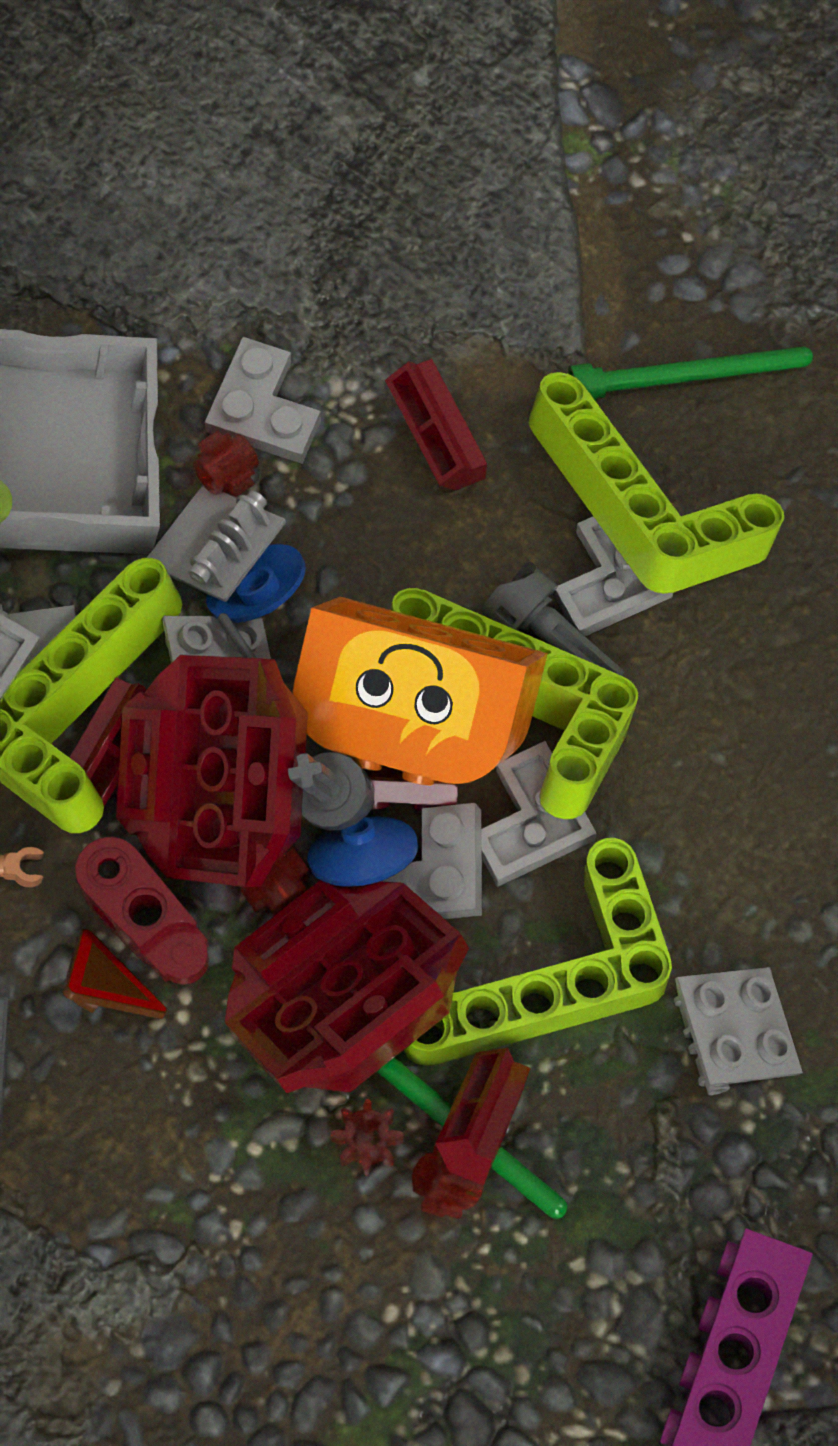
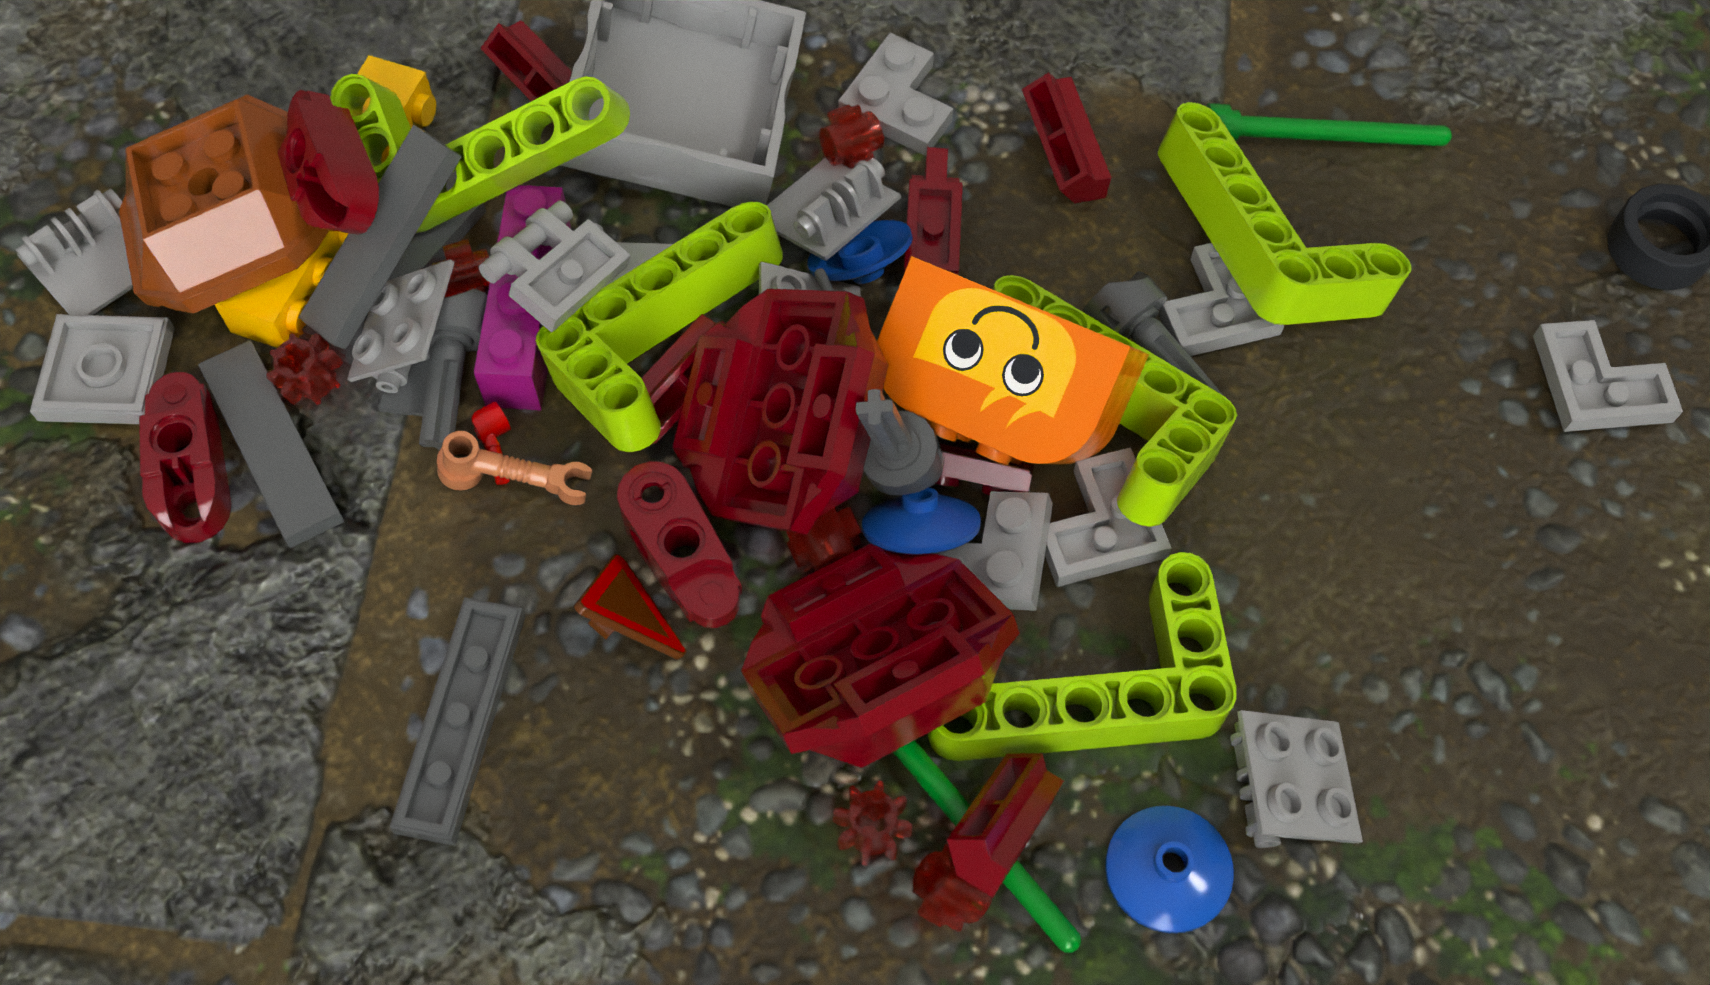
camera: 10 degrees right, 5 degrees down
(322, 538) = (935, 214): none -> dark red hinge
(632, 1155) = (1150, 891): none -> blue dish

